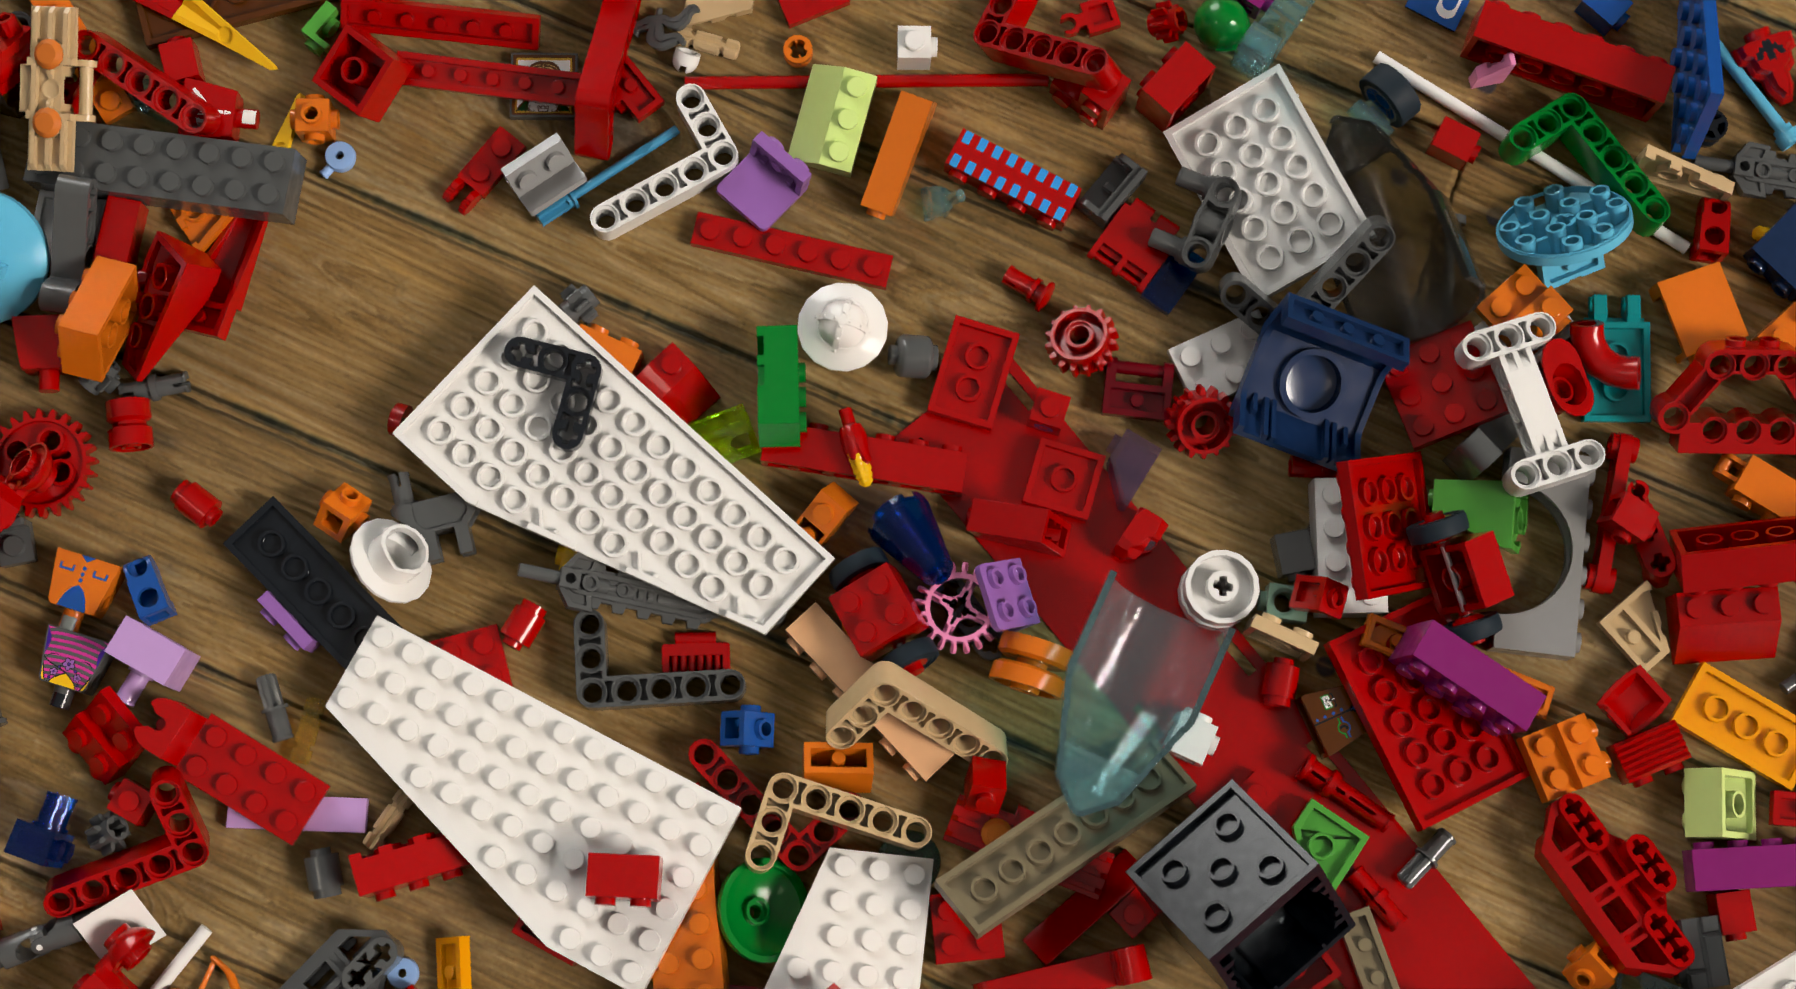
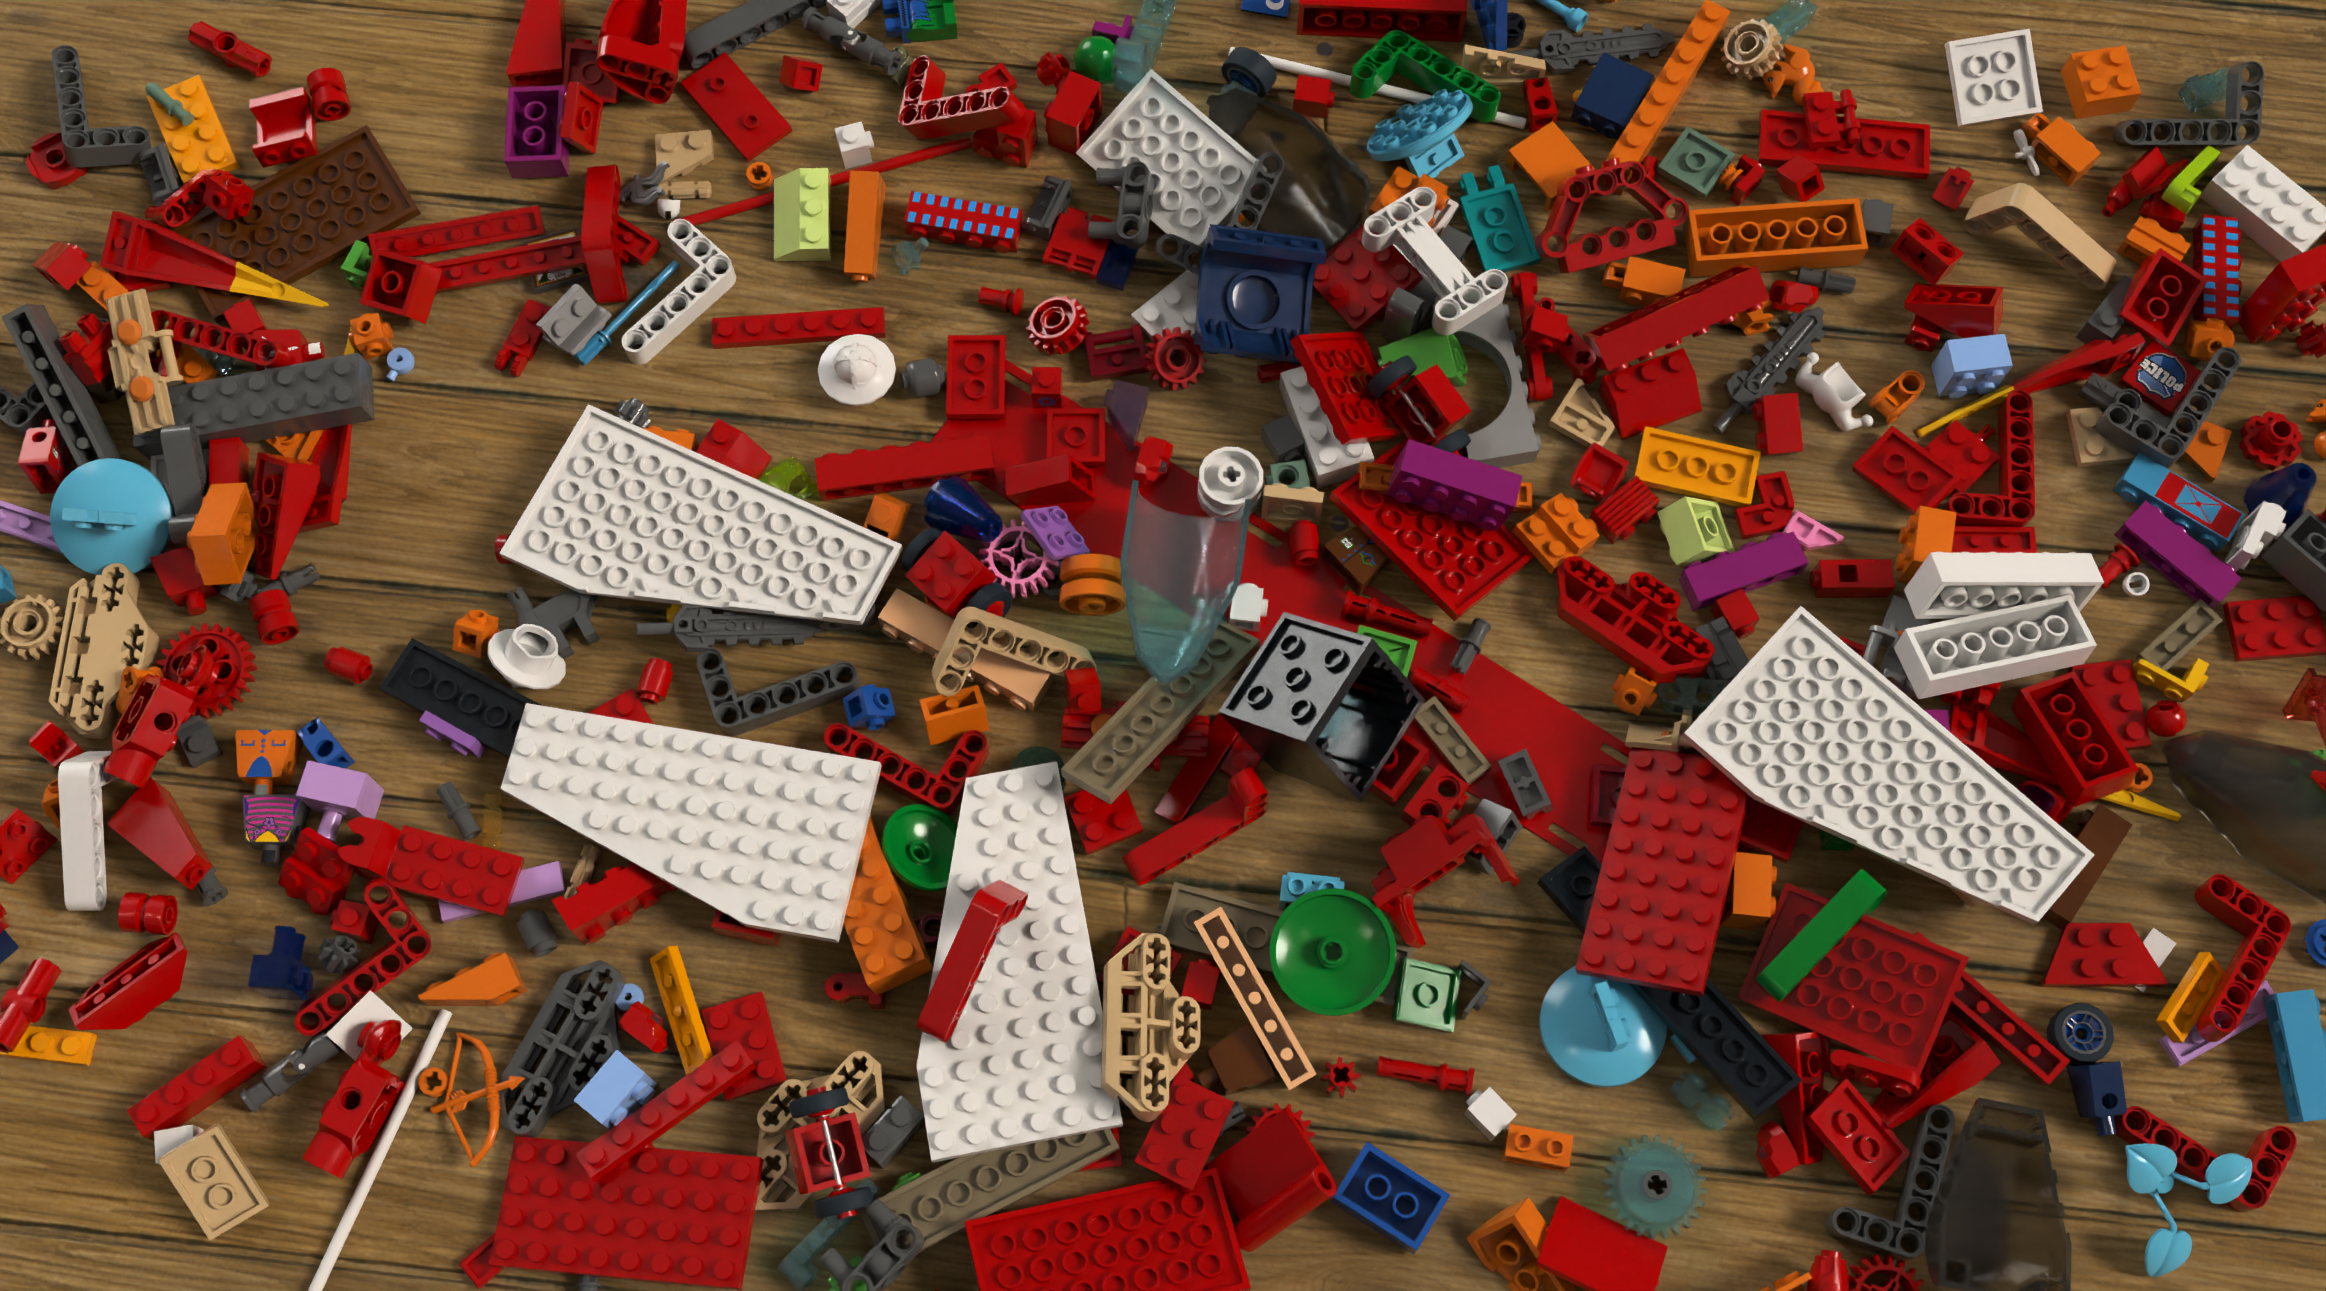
camera: 10 degrees left, 10 degrees down
(255, 915) = (485, 985): none -> orange slope
(567, 373) = (635, 463): black beam -> none
(624, 878) = (794, 842): red brick -> none
(692, 645) = (807, 657): red piece -> none
(765, 182) = (761, 278): medium lavender bracket -> none
(779, 387) = (817, 425): green wedge -> none
(829, 814) = (957, 750): tan beam -> none
(855, 445) = (894, 454): red piece -> none
(1318, 595) = (1312, 457): red bracket -> none
(1492, 73) = (1326, 36): bright pink tile -> none
(1566, 378) = (1458, 236): red piece -> none
(1601, 360) = (1484, 220): red cylinder -> none

